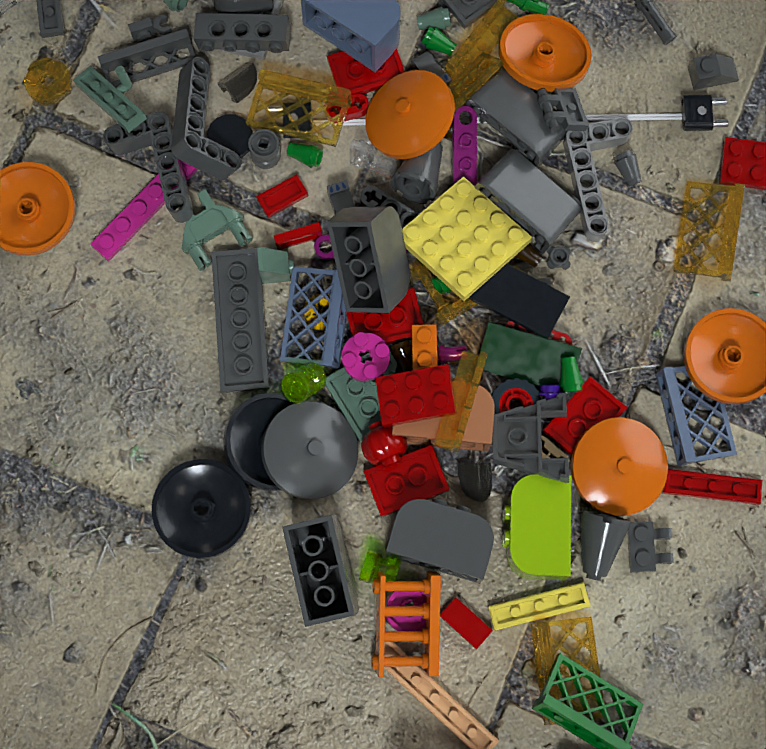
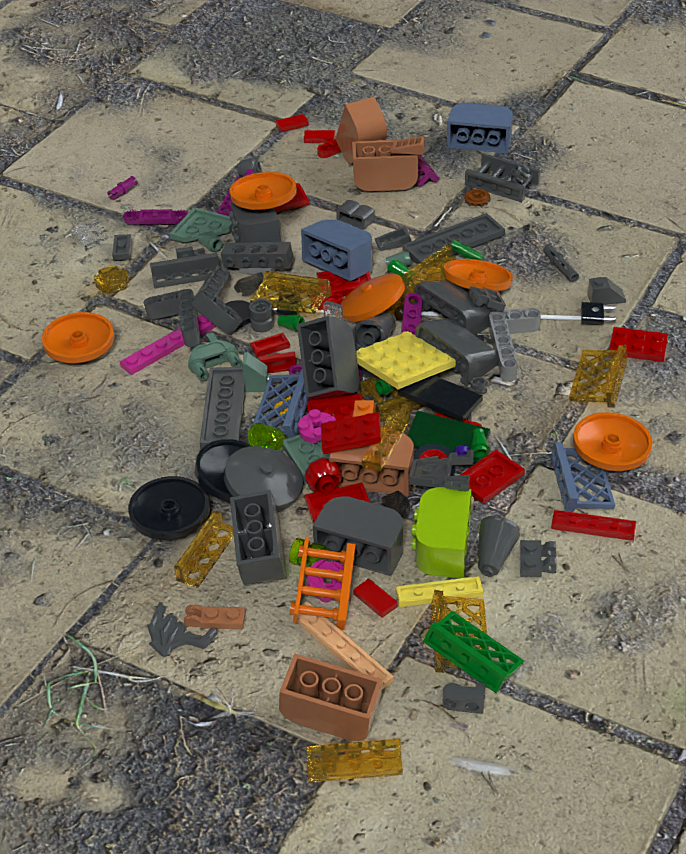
camera: 10 degrees right, 35 degrees down
(111, 98) = (158, 285): sand green plate -> none
(232, 697) = (169, 635): none -> dark grey animal
(247, 564) = (199, 550): none -> clear yellow fence
(286, 668) = (215, 617): none -> nougat hinge
(529, 255) = (451, 376): dark brown cone -> none
(619, 466) = (518, 498): orange dish -> none
(628, 167) = (536, 337): dark grey cone -> none

